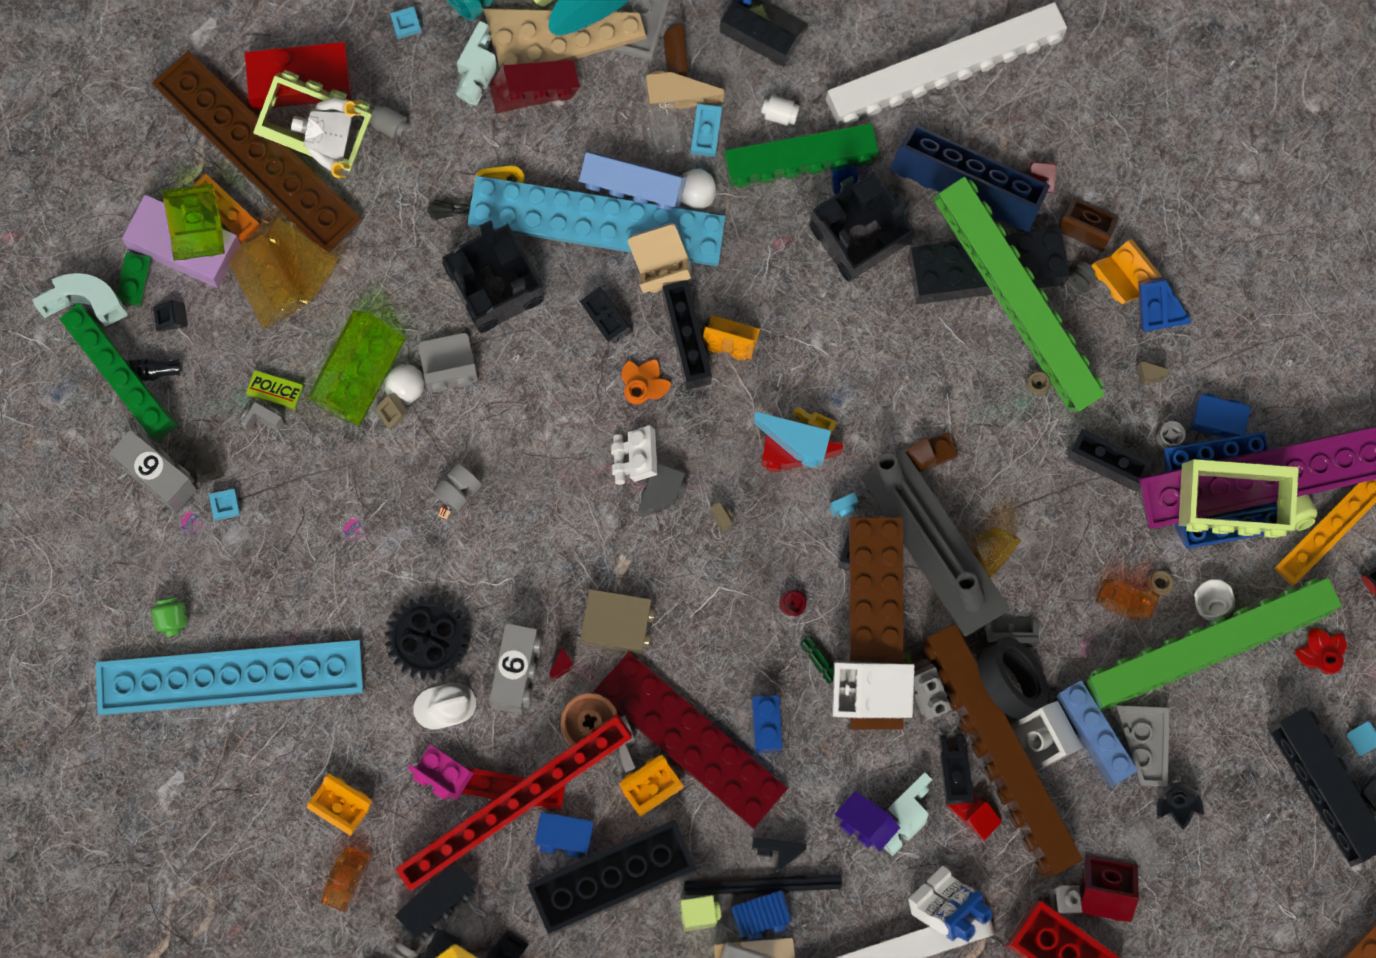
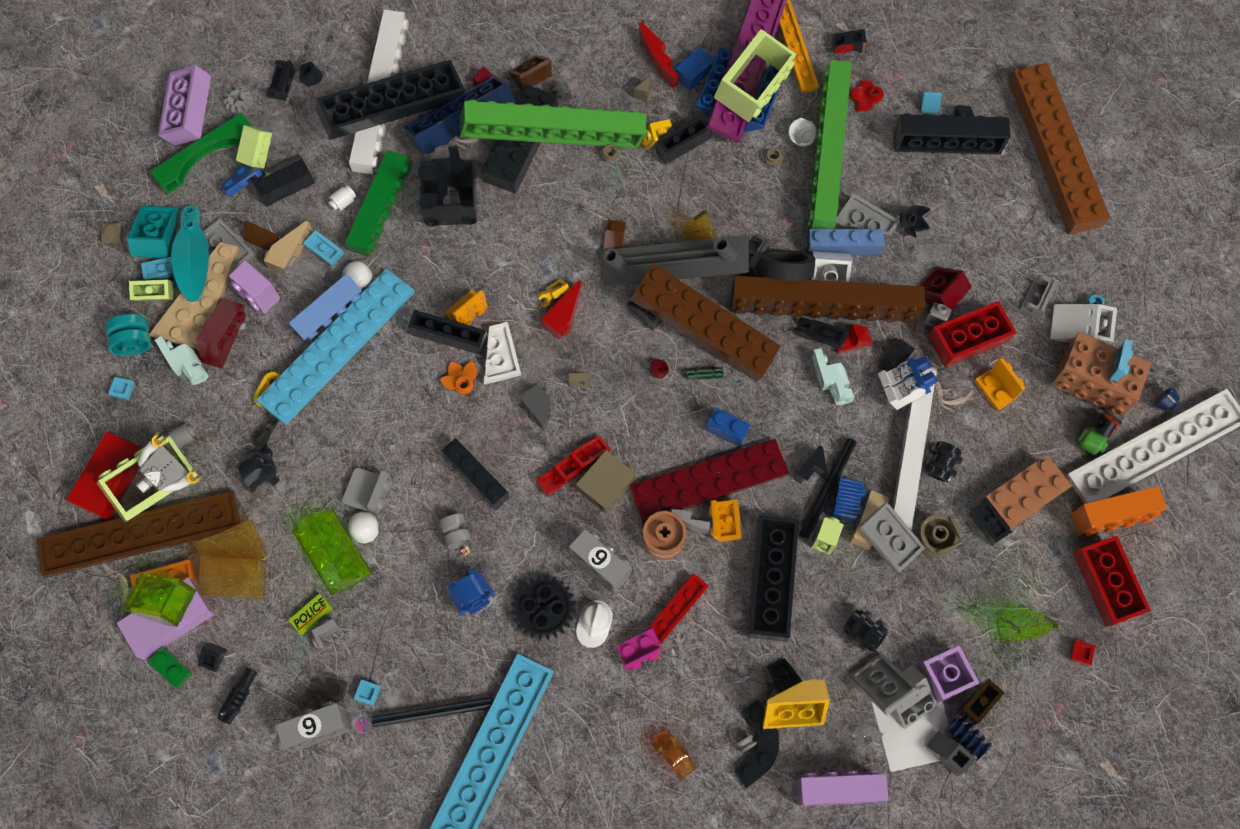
camera: 55 degrees left, 5 degrees down
(83, 289) = (153, 704): light aqua arch -> none
(128, 386) = (226, 713): green arch -> none
(169, 616) = (421, 775): bright green head -> none
(244, 587) = (432, 712): none -> black axle
(340, 804) = (620, 729): light orange bracket -> none
(352, 526) = (436, 615): clear tile -> none
(391, 411) = (376, 544): dark tan plate -> none
(395, 547) = (470, 592): none -> blue brick
(400, 229) = (258, 468): none -> black piece
(436, 901) = (723, 701): black brick -> none
(506, 260) = (326, 412): black piece -> none
(513, 802) = (690, 611): red brick -> none
(535, 469) = (476, 473): none -> black arch
(561, 666) = (613, 531): dark red slope -> none
(564, 835) = (726, 593): blue brick -> none
(605, 315) = (402, 373): black hinge -> none
(606, 86) = (253, 287): none -> lavender brick
(613, 573) = (572, 466): none -> red slope
(642, 455) = (507, 402): white plate -> none
(660, 257) = (387, 319): tan bracket -> none
(696, 413) = (501, 355): none -> white wing
(798, 439) = (559, 302): medium azure slope -> none
(841, 173) = (410, 187): clear blue plate -> none
(844, 506) = (617, 303): medium azure plate -> none
(866, 821) = (825, 401): dark purple brick -> none
(872, 690) = (748, 346): white slope -> none
(928, 690) = (764, 318): light grey hips -> none
(934, 86) = (388, 99): none -> black brick
(985, 878) = (898, 353): none -> black slope
(1097, 420) = (655, 132): none -> yellow bracket
(1124, 270) = (575, 65): light orange bracket -> none
(1126, 600) = (775, 179): clear orange brick -> none
(1159, 306) = (606, 61): blue wing -> none
(1173, 432) = (688, 100): light grey wheel -> none
(1215, 356) = (656, 52): none -> red slope

